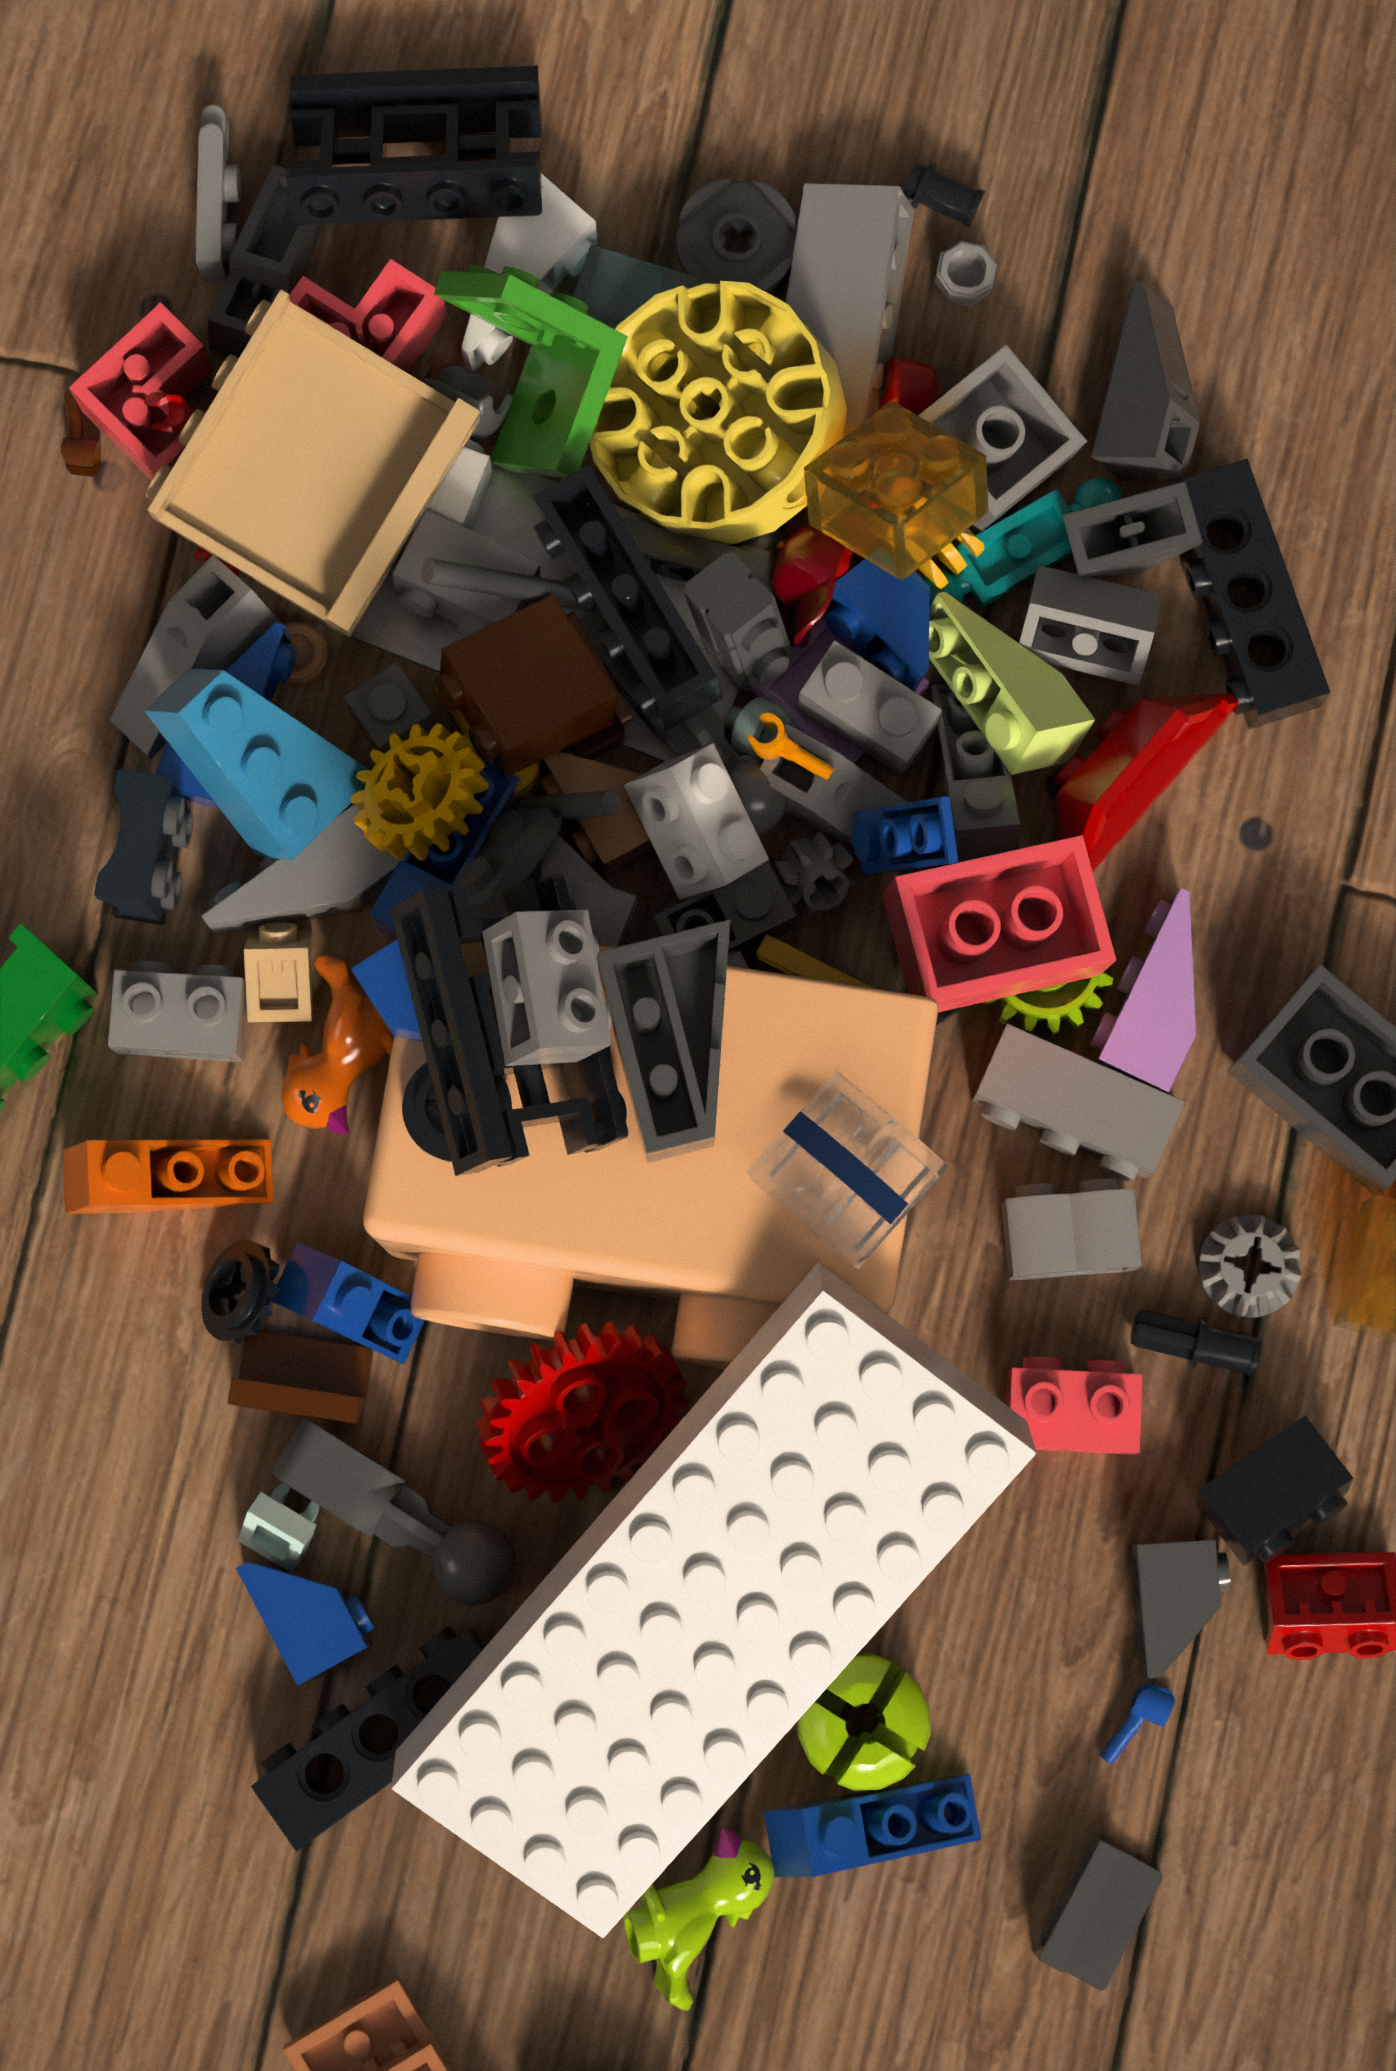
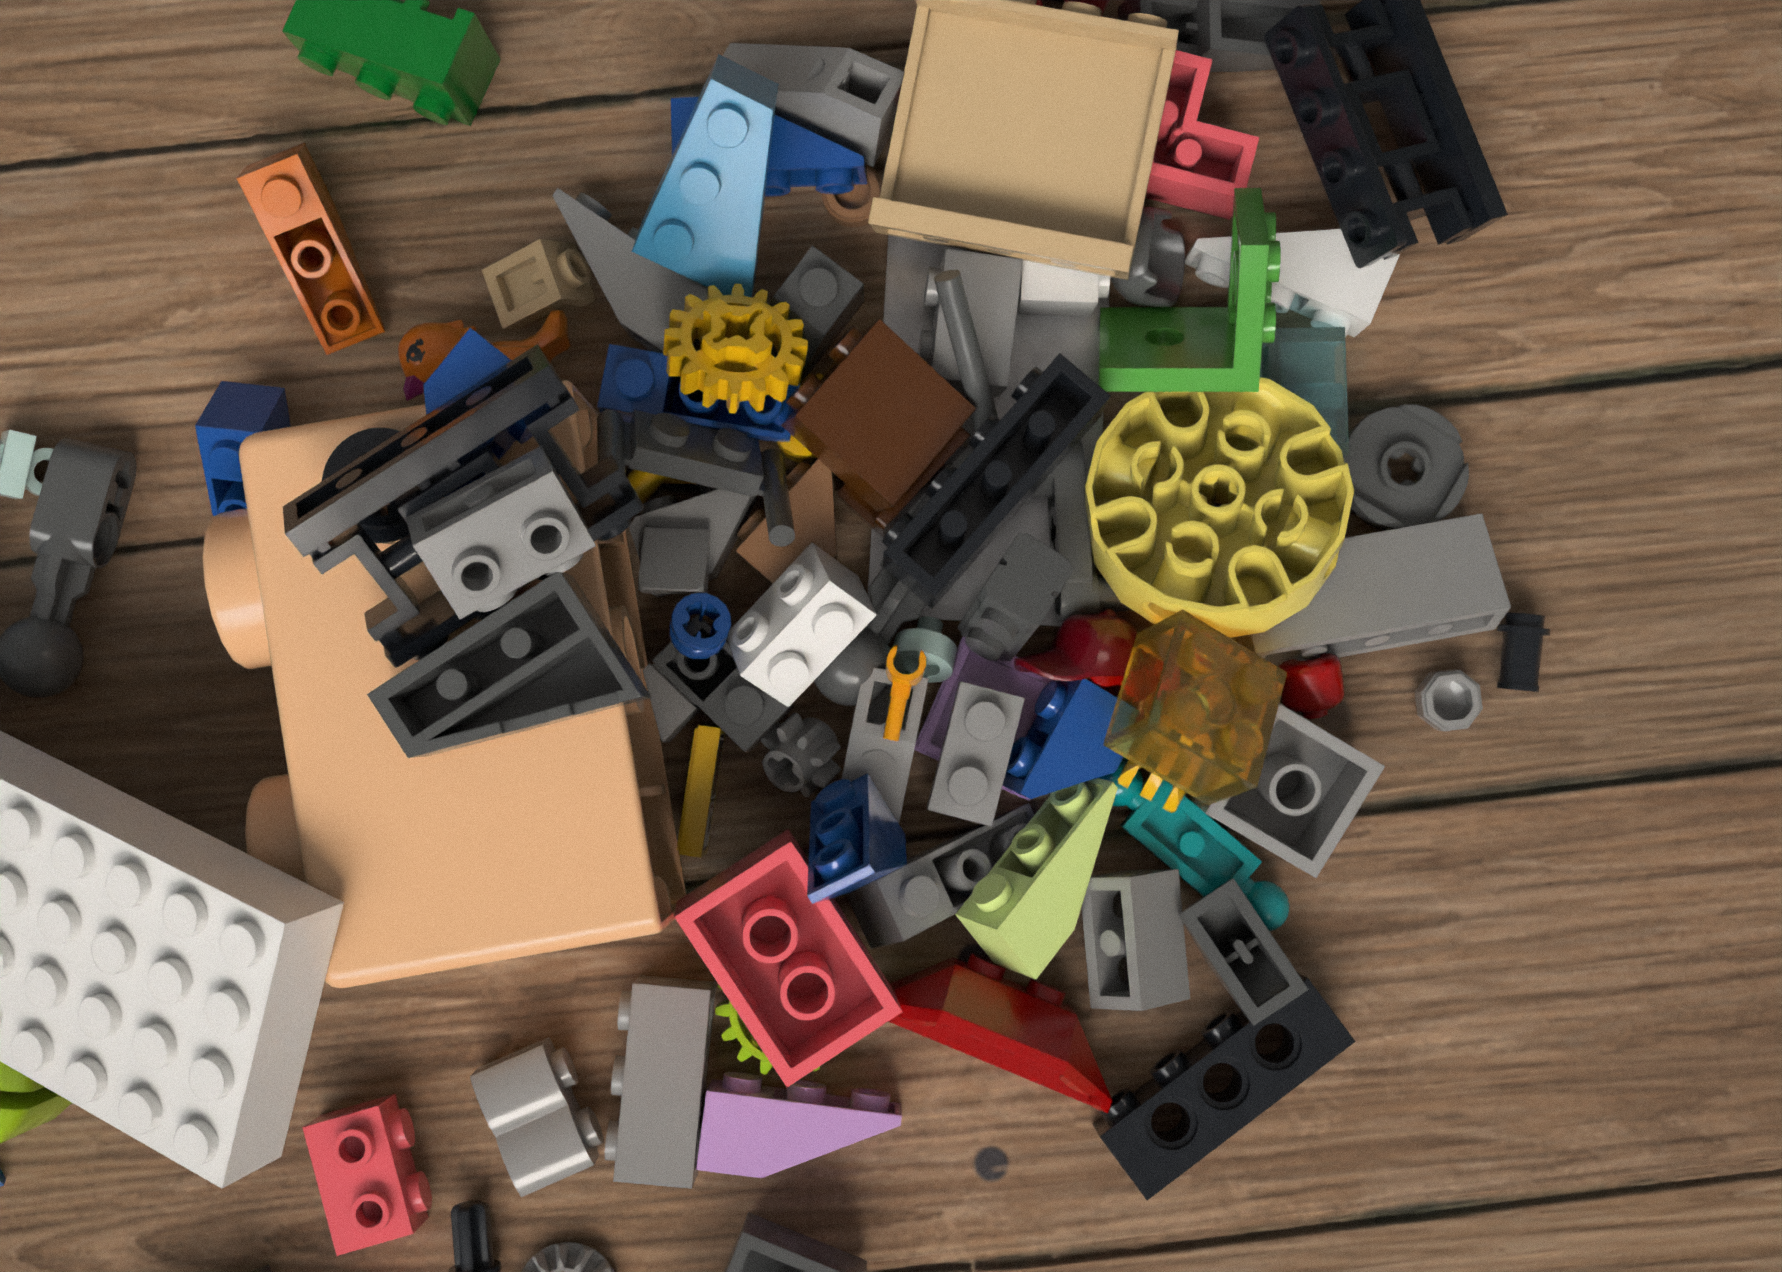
camera: 65 degrees right, 5 degrees up
(152, 828) = (602, 112): black brick -> none
(178, 1013) = (465, 201): light grey brick -> none
(239, 1268) = (199, 354): black gear -> none
(303, 1377) = (158, 437): reddish brown panel -> none
(581, 1412) = (193, 708): red gear -> none
(657, 895) = (703, 605): none -> blue bush
(847, 1169) = (444, 900): clear slope -> none
(1149, 403) = (1378, 925): dark grey slope -> none

